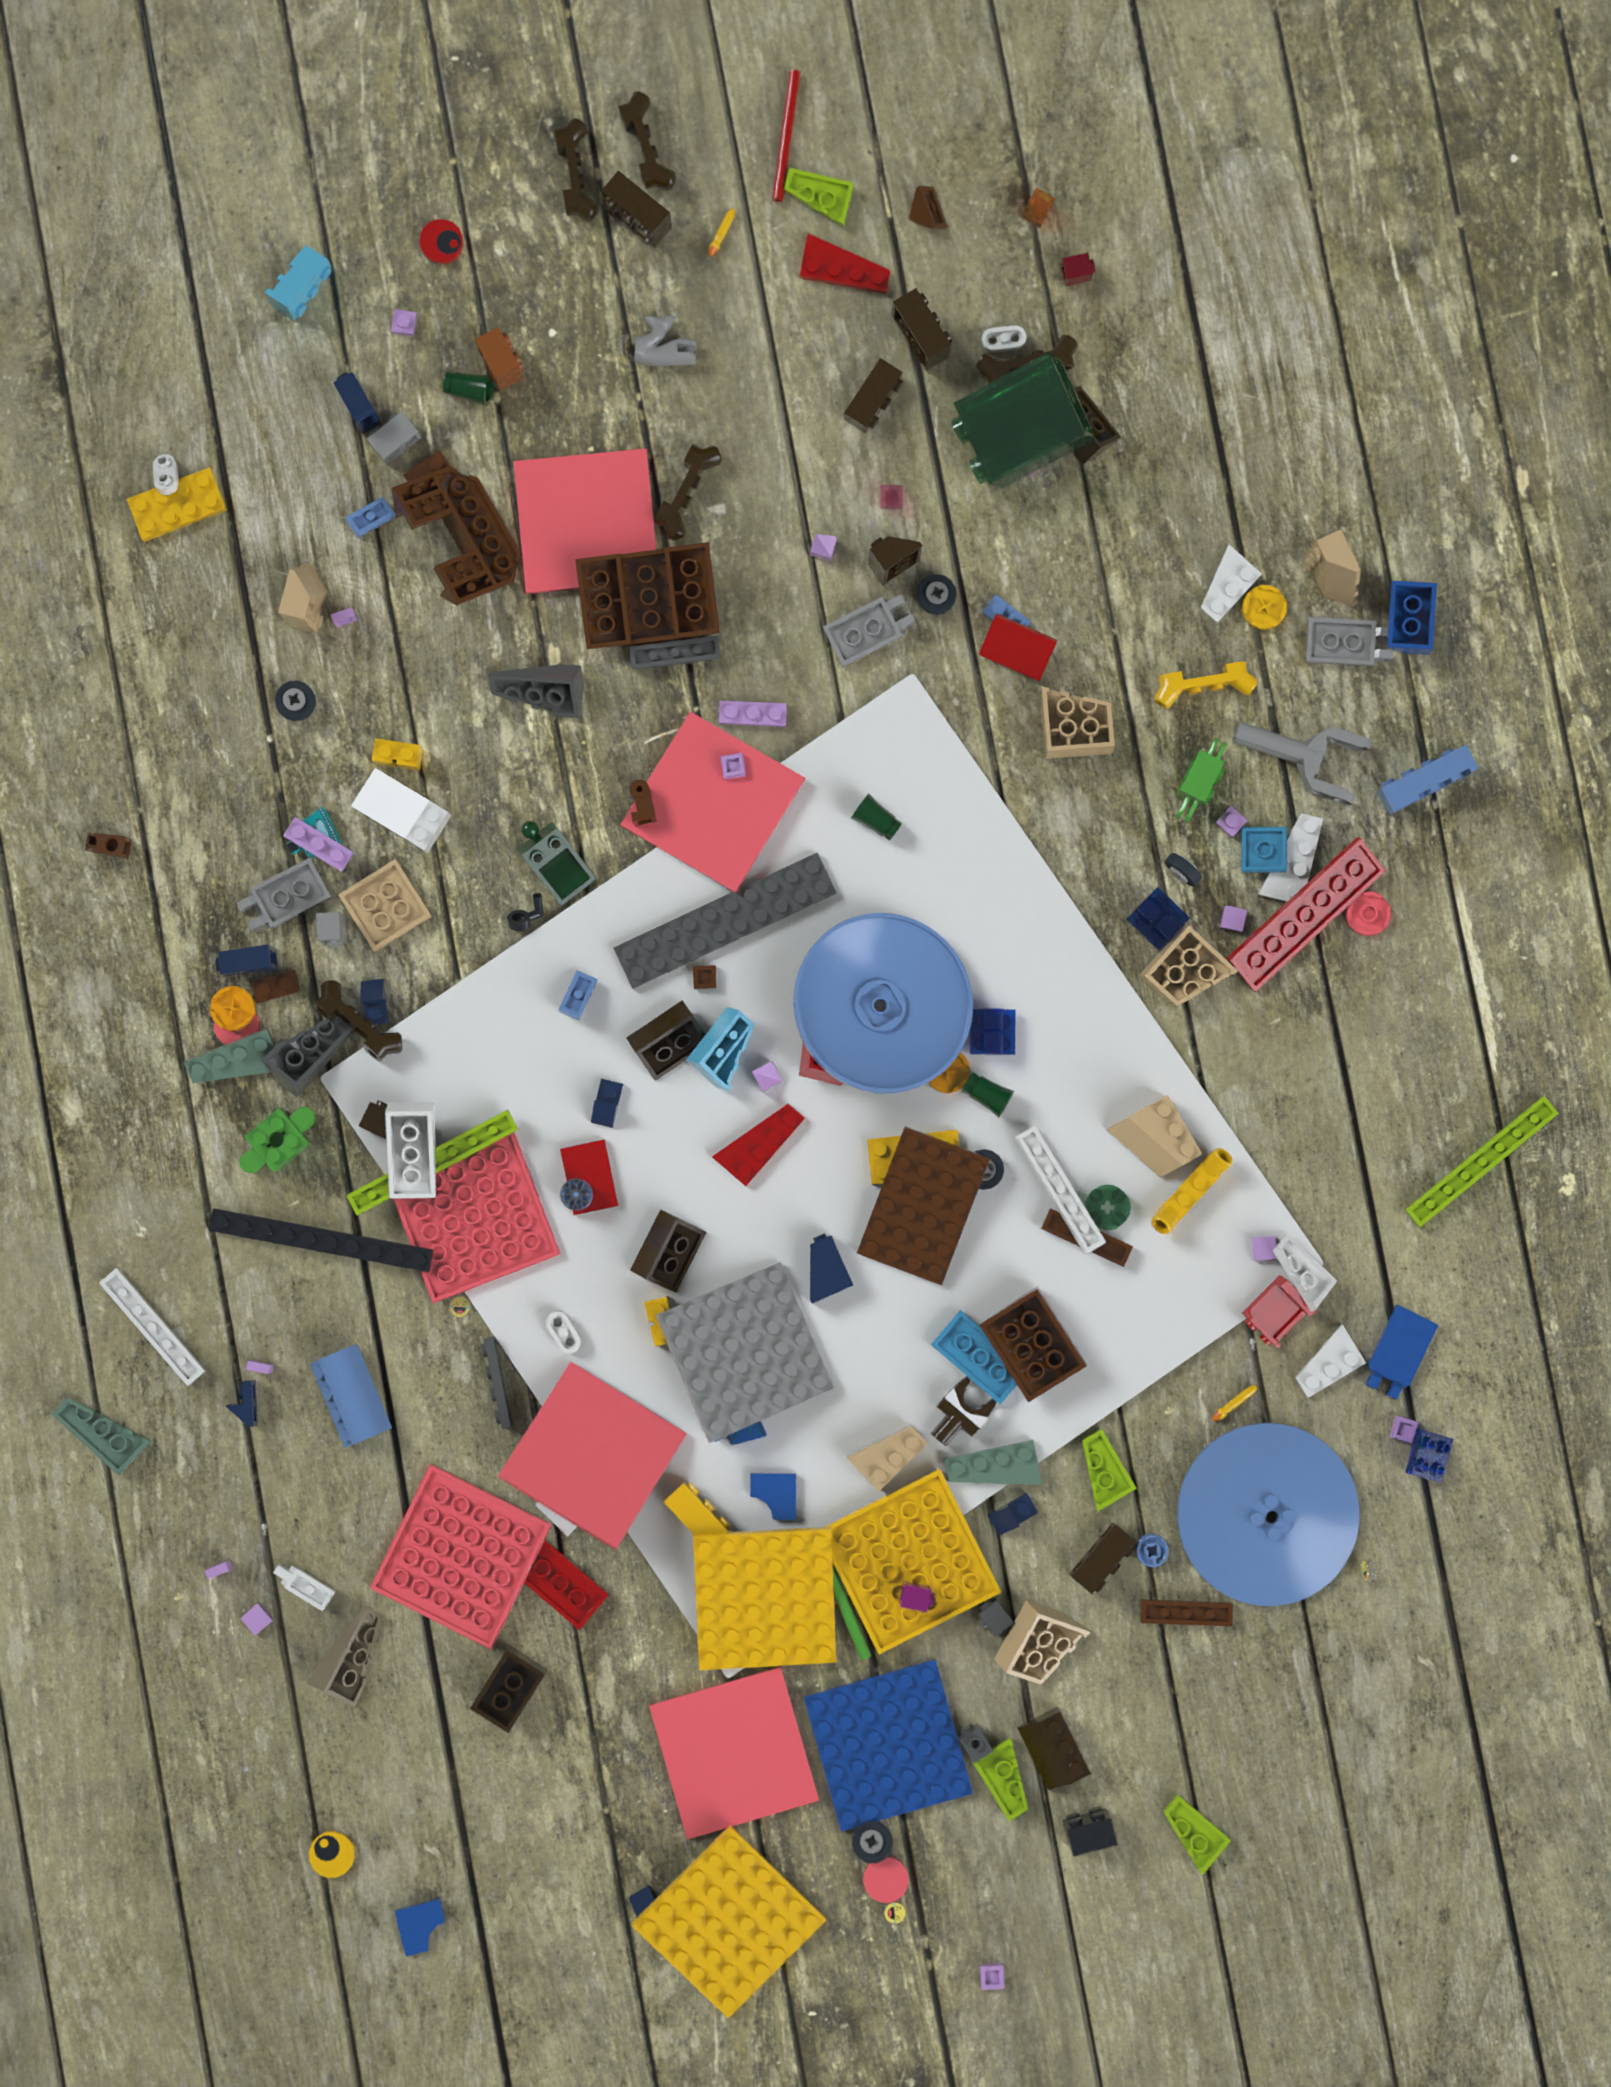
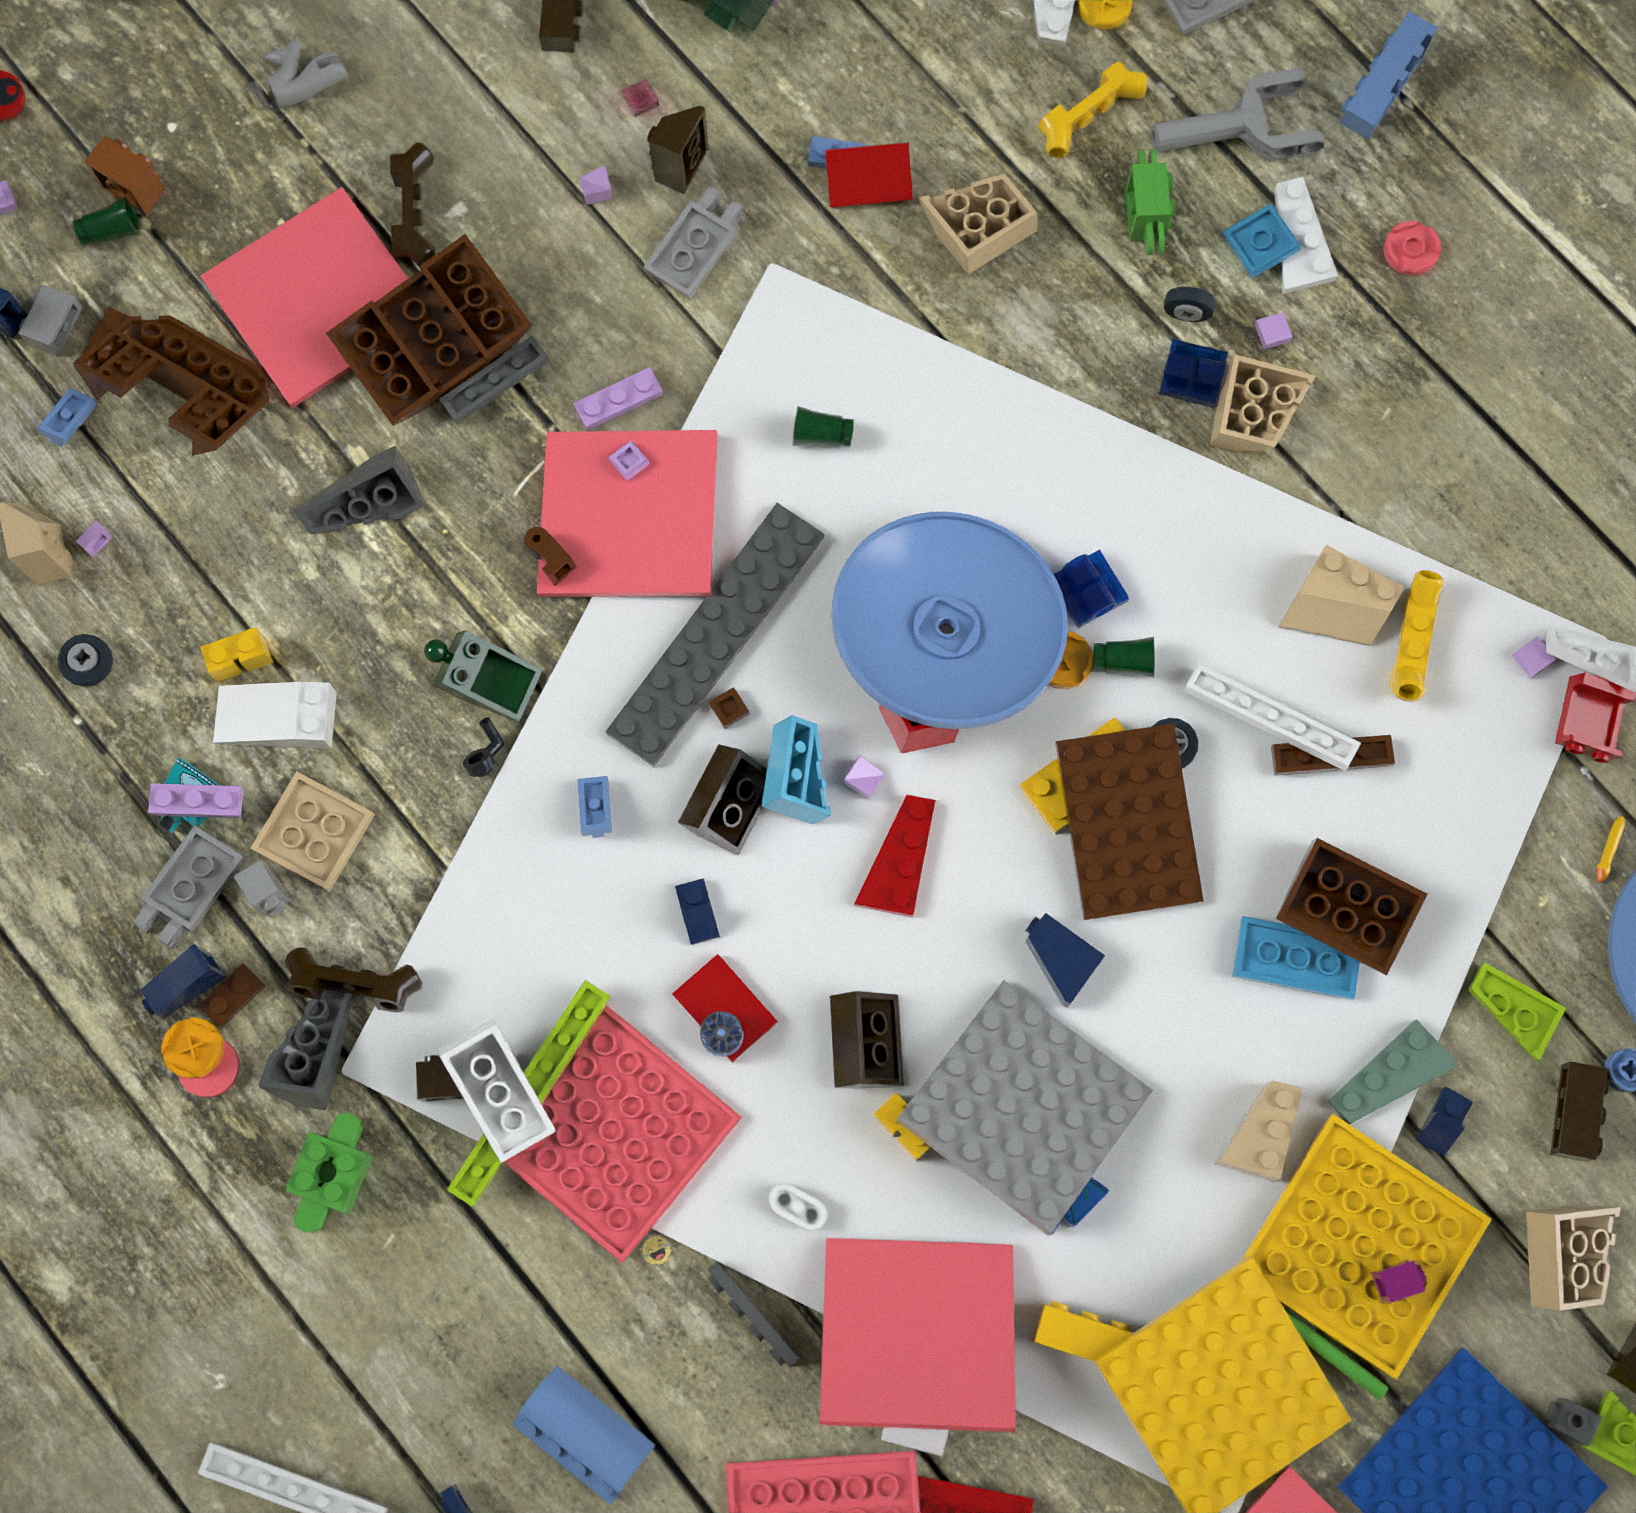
camera: 25 degrees left, 10 degrees down
(233, 1059) = (224, 1109): sand green wing -> none
(259, 1366) = (452, 1463): lavender tile -> none
(321, 1240) = (445, 1263): black plate -> none
(374, 1001) = (359, 947): dark blue slope -> none
(777, 1491) = (1159, 1253): blue tile -> none
(939, 602) = (748, 180): black wheel -> none
(960, 1415) = (1315, 1037): dark brown connector -> none
(994, 1617) = (1500, 1255): dark grey brick -> none
(1116, 1198) = (1340, 693): clear green plate -> none
(1231, 821) = (1207, 233): lavender plate -> none
(1306, 914) = (1349, 281): plate -> none

